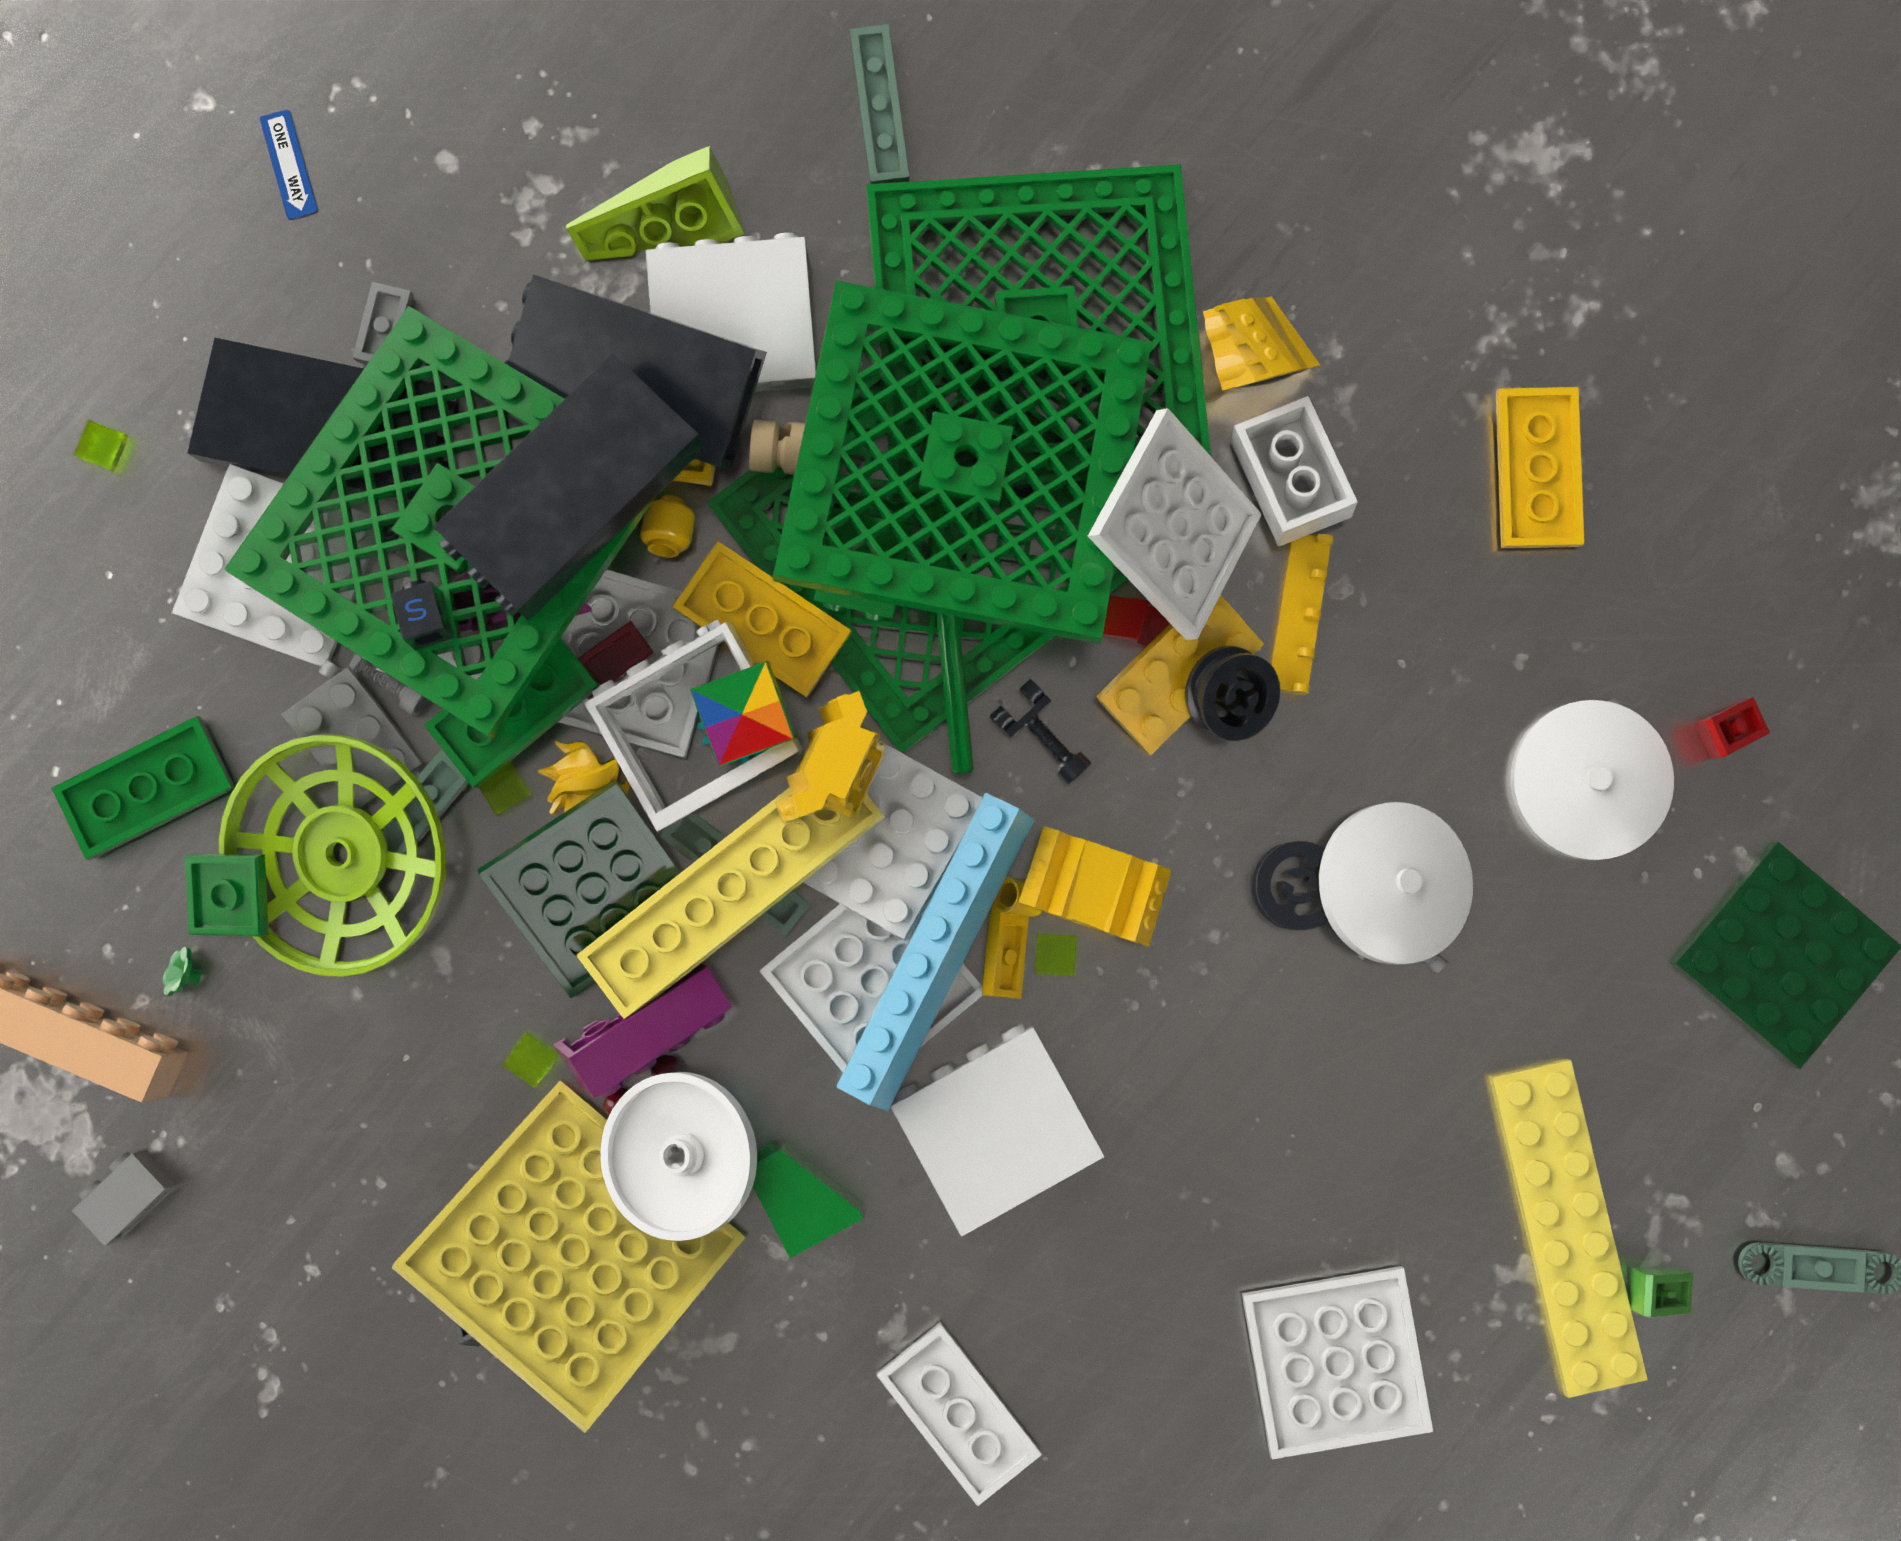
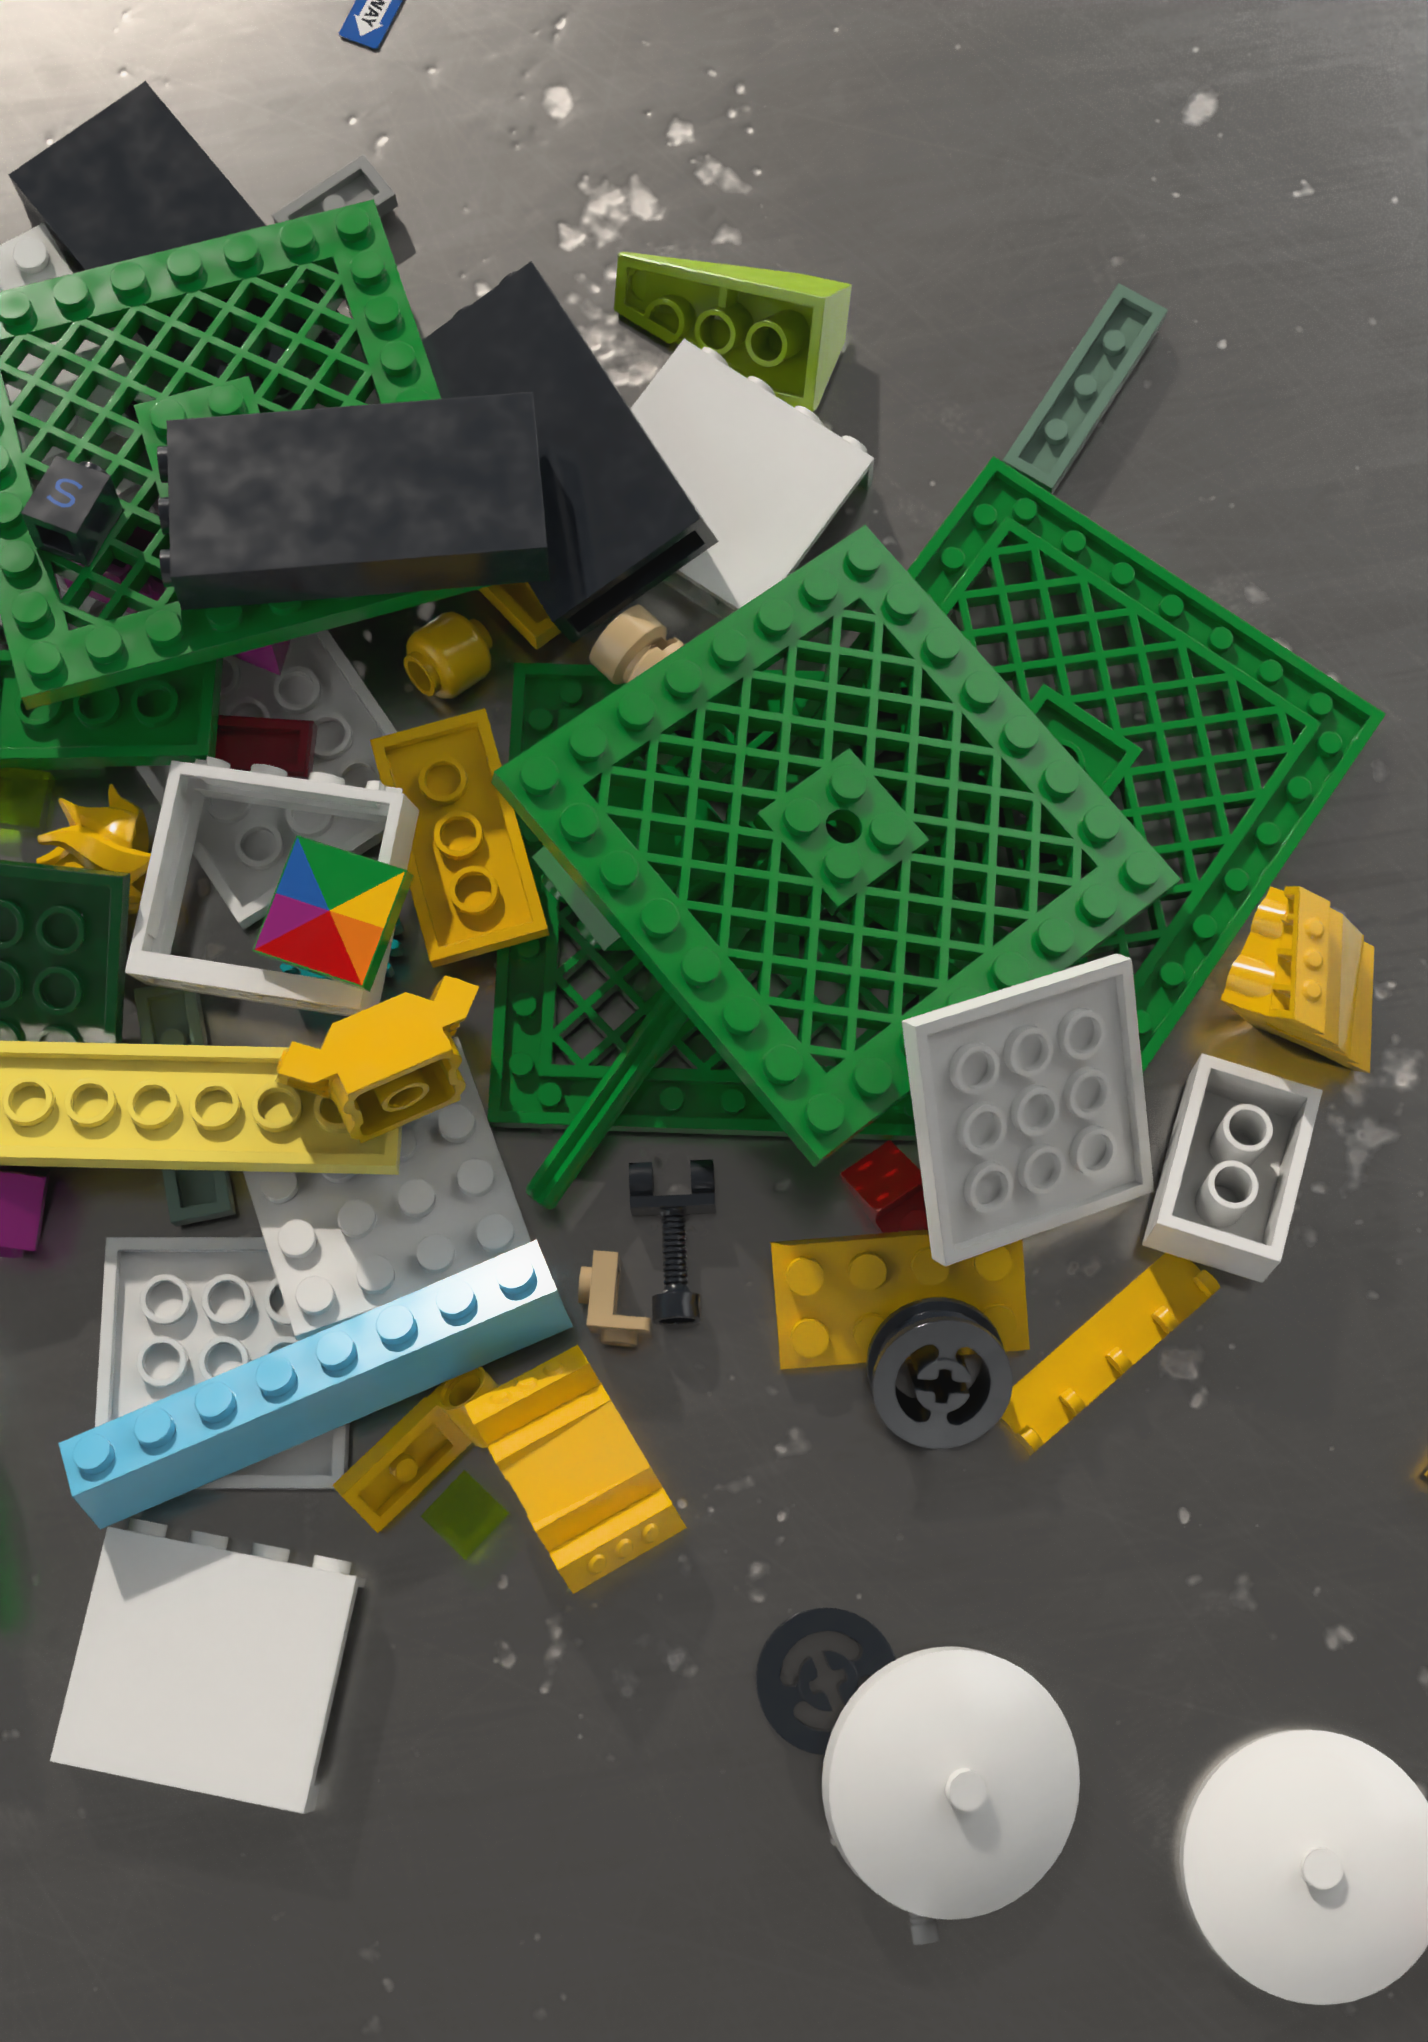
camera: 45 degrees right, 10 degrees down
(1029, 790) = (600, 1290): none -> tan bracket

